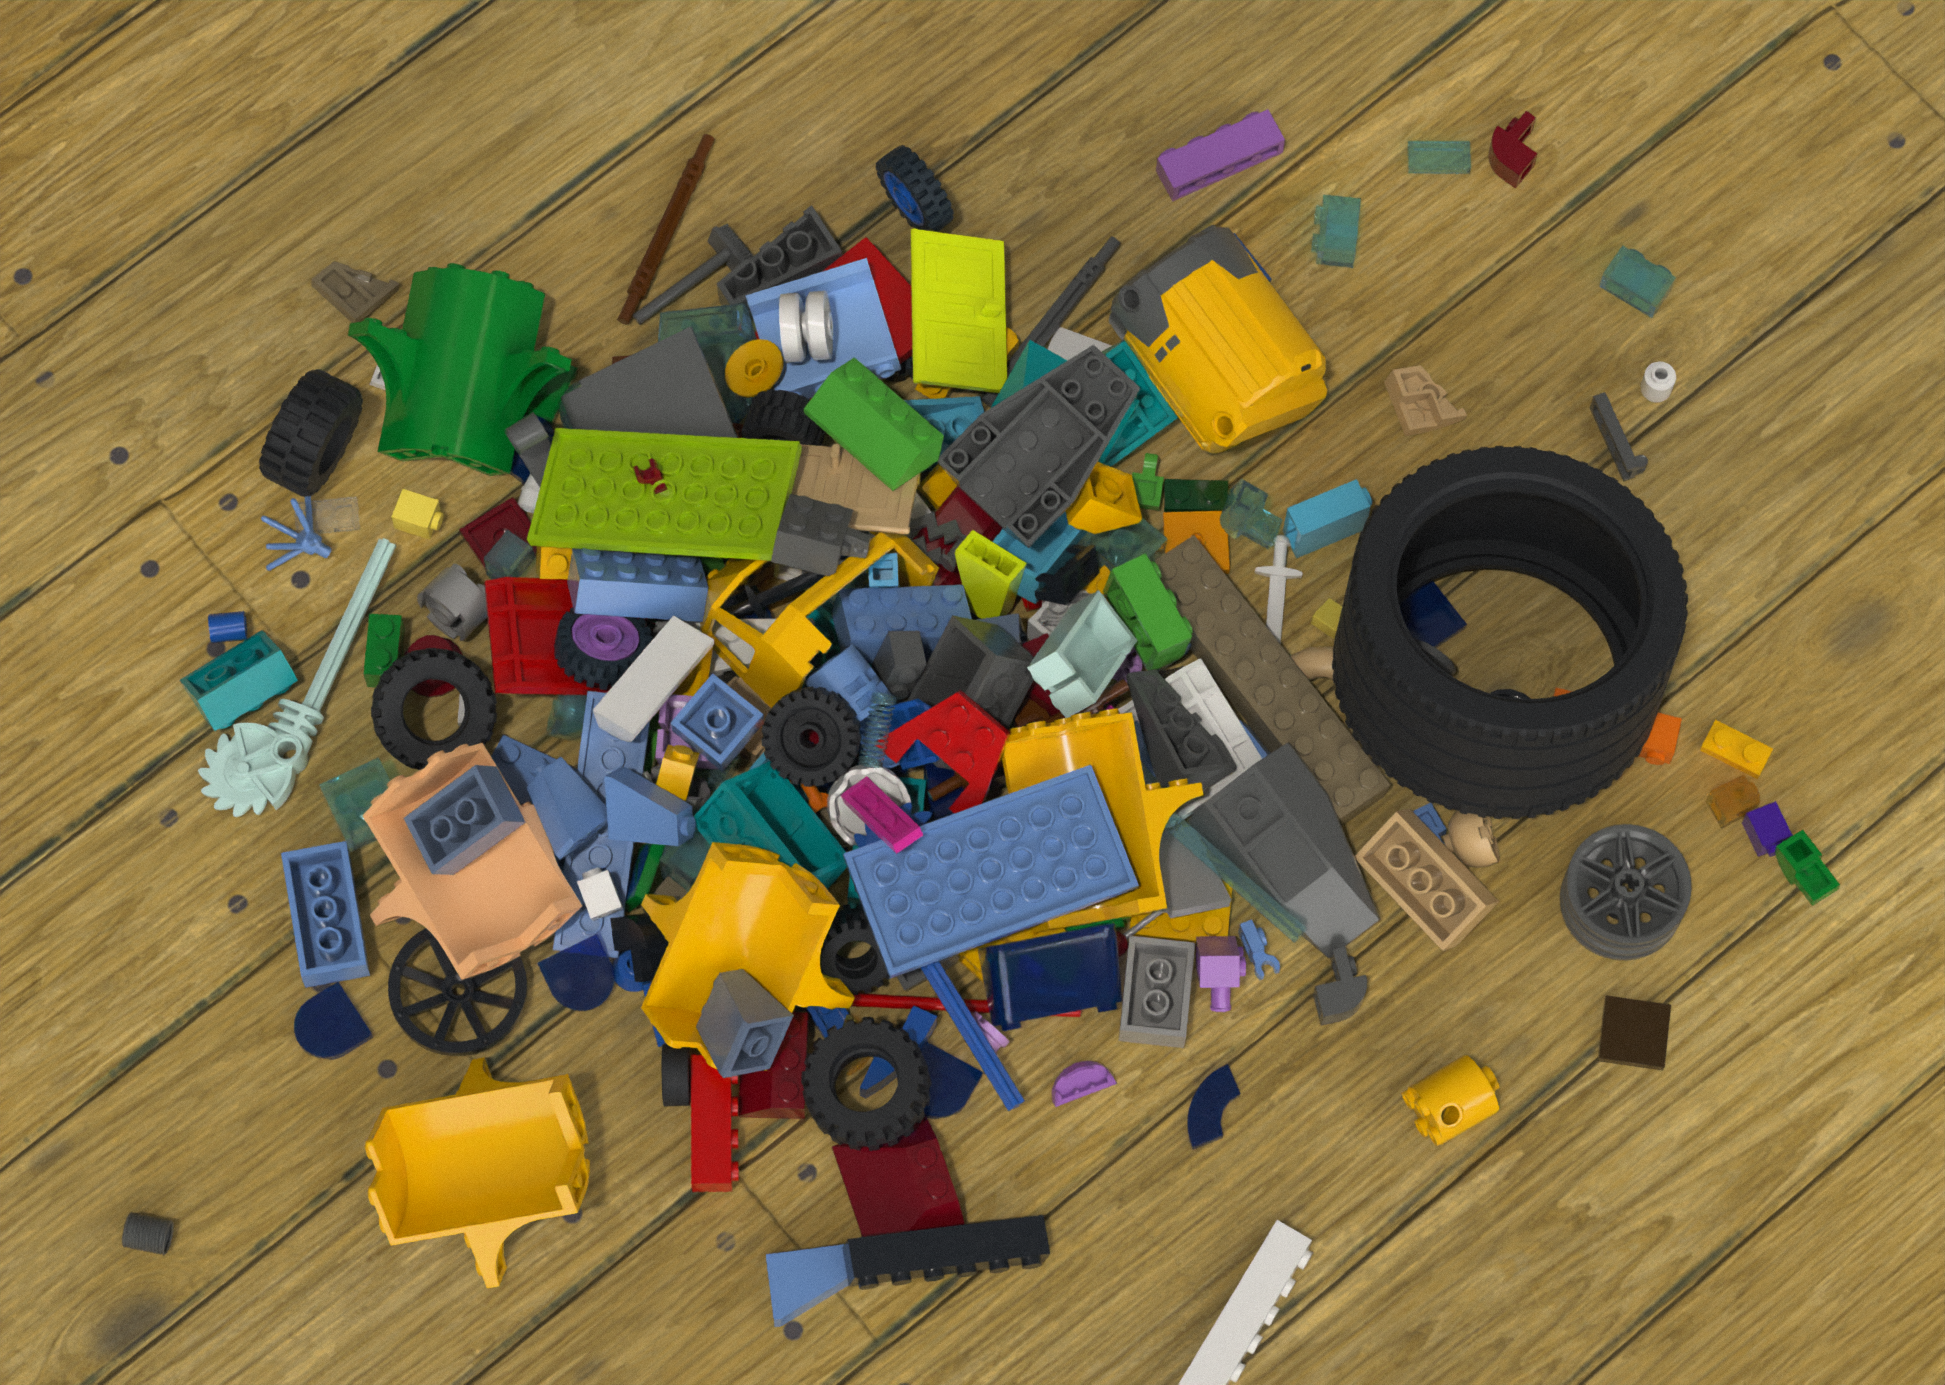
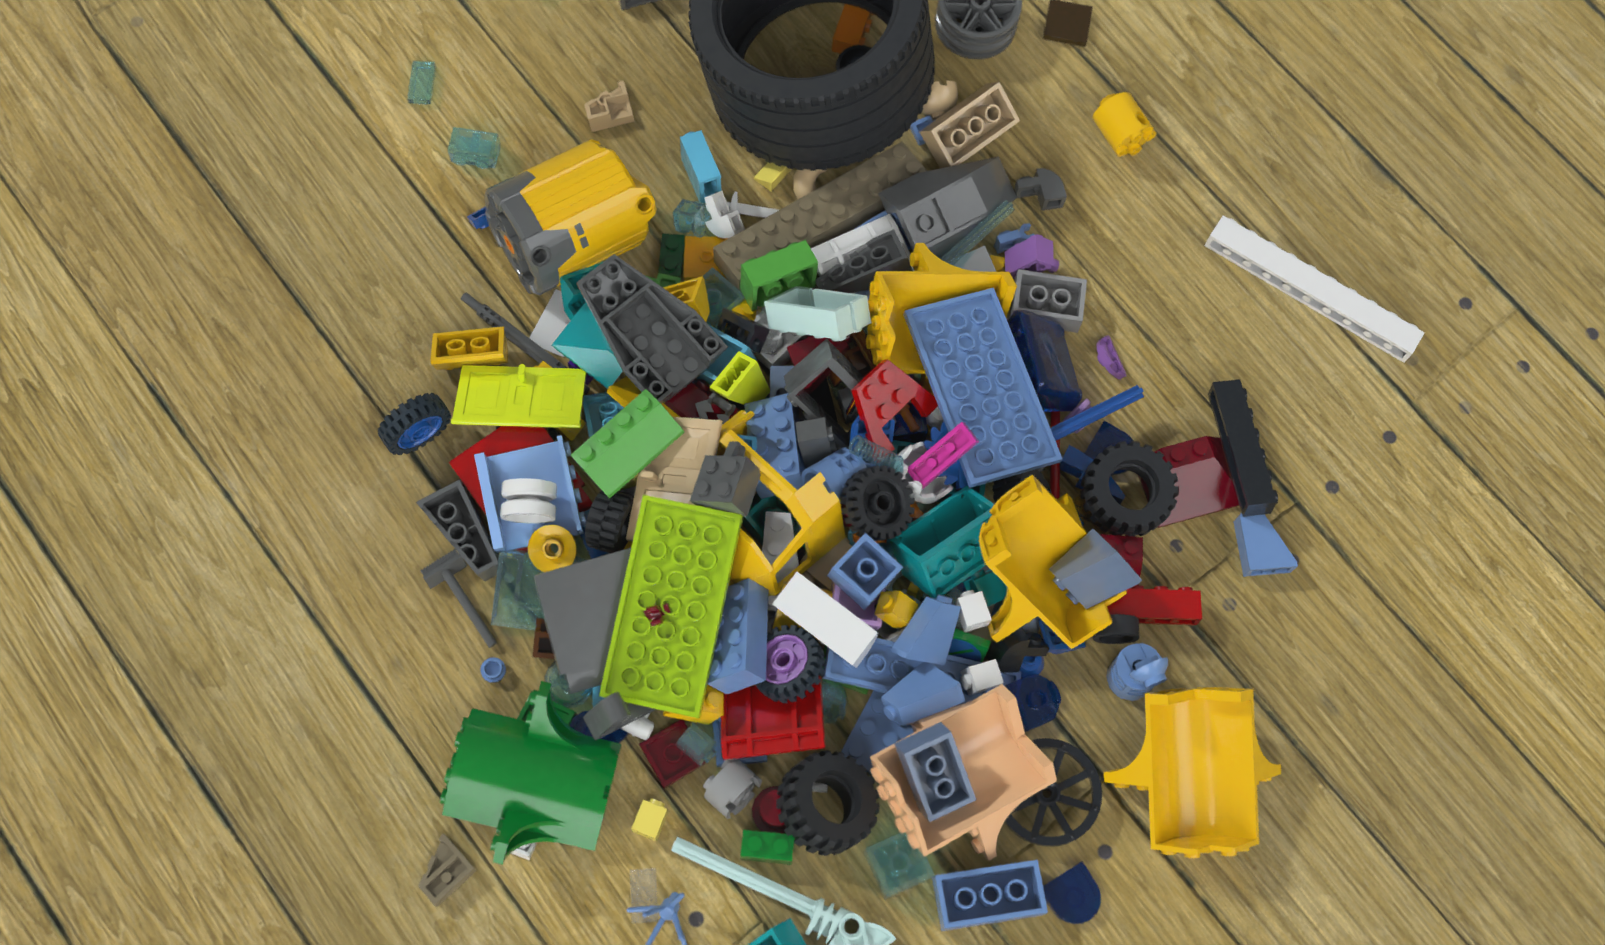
camera: 90 degrees left, 0 degrees up
(310, 432) = (584, 899): black tyre -> none
(603, 321) = (493, 670): none -> medium blue plate
(613, 1078) = (1136, 671): none -> medium blue cylinder
(665, 230) = (417, 619): reddish brown axle -> none
(678, 867) = (973, 610): none -> white brick
(1029, 248) = (469, 347): none -> yellow slope
(1208, 1105) = (1123, 279): clear blue tile -> none
(1219, 154) = (404, 220): medium lavender brick -> none
(1248, 554) = (723, 222): none -> white brick
(1509, 154) = (426, 37): dark red brick -> none

